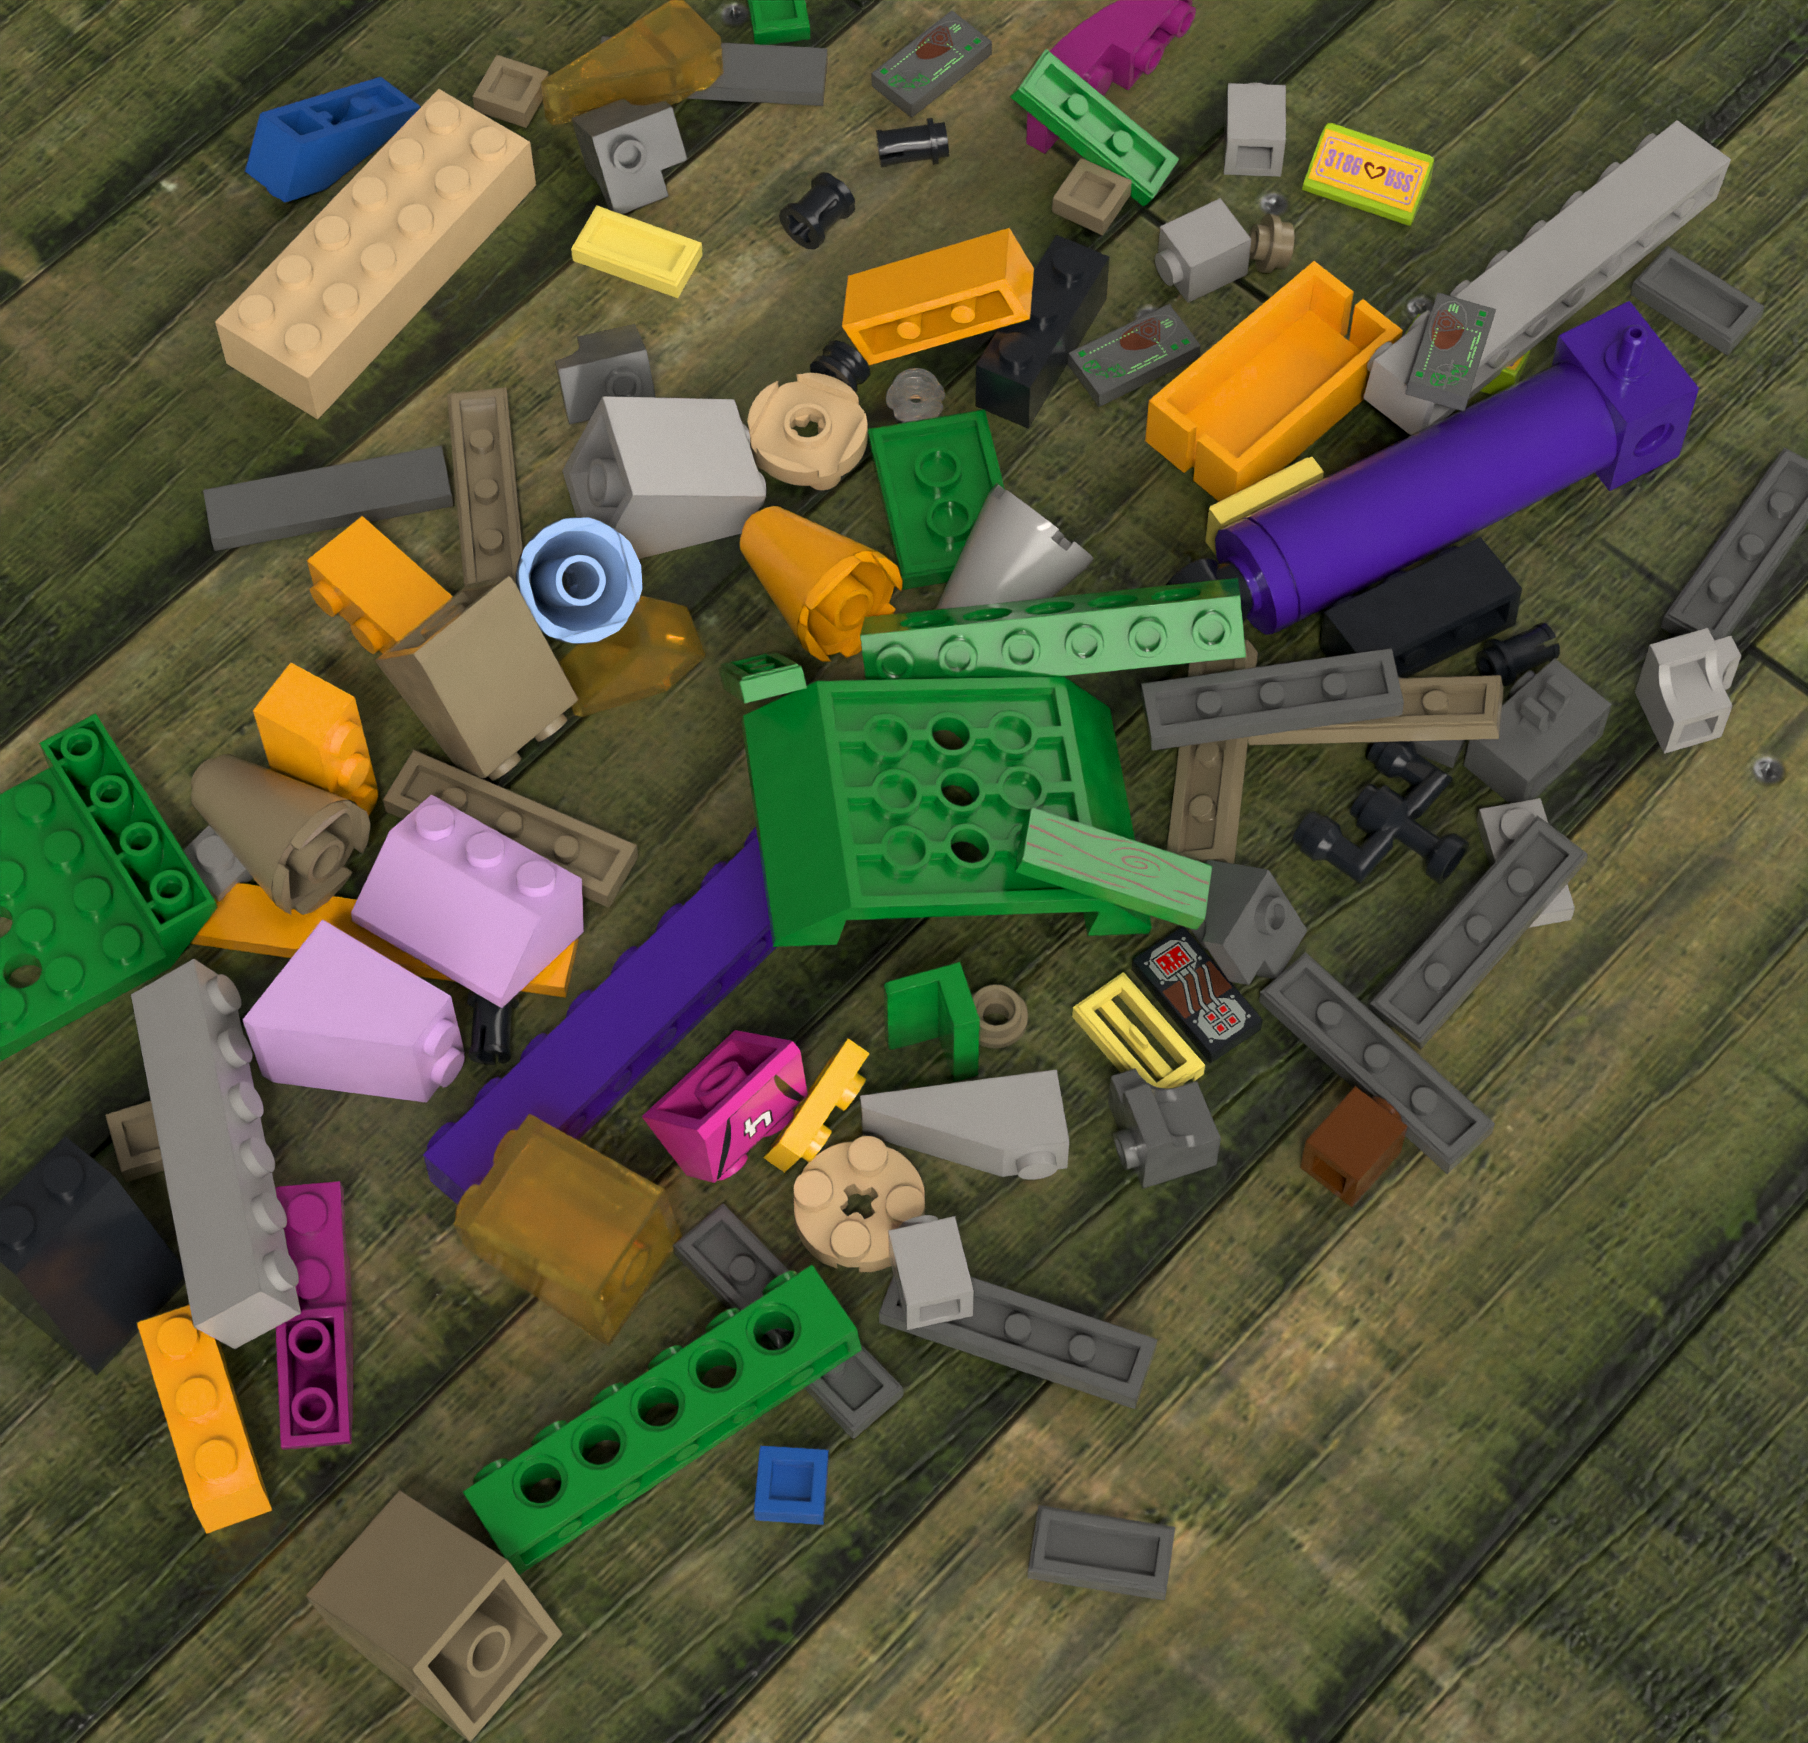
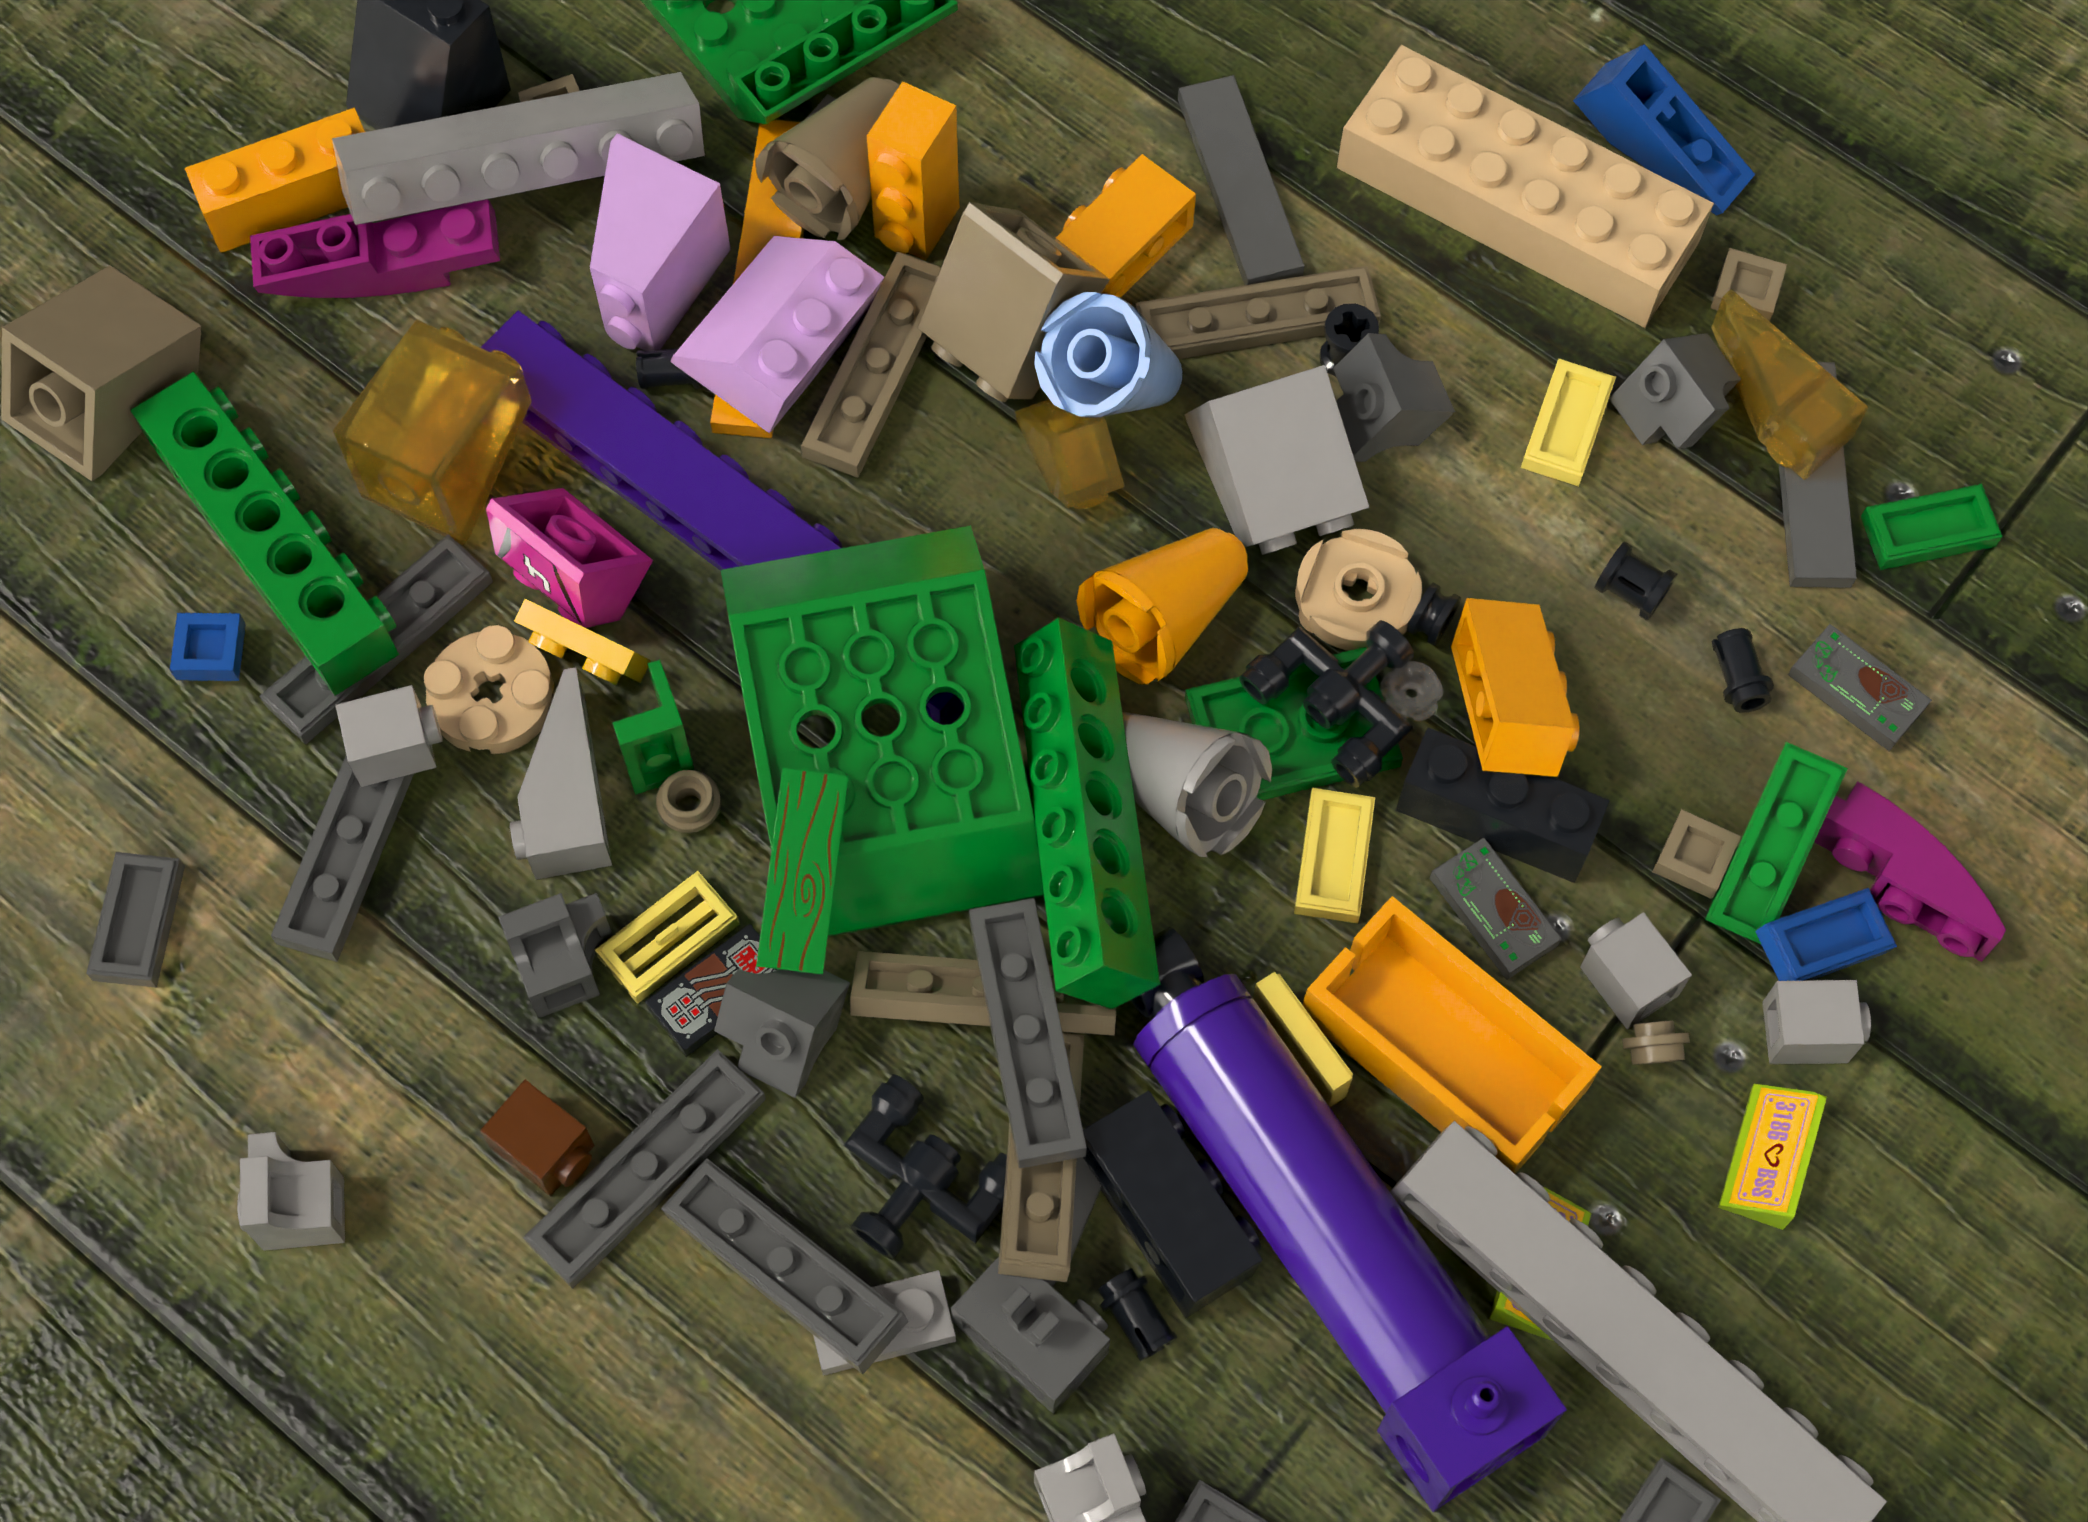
camera: 85 degrees right, 5 degrees up
(544, 411) = (1343, 331): none -> black bush
(761, 676) = (1021, 543): green tile -> none
(926, 441) = (1339, 693): none -> black piece
(1075, 475) = (1334, 855): none -> light yellow tile
(1177, 111) = (1826, 938): none -> blue tile
(1418, 1375) = (289, 1200): none -> light grey brick
(1450, 351) = (1469, 1202): dark grey tile -> none

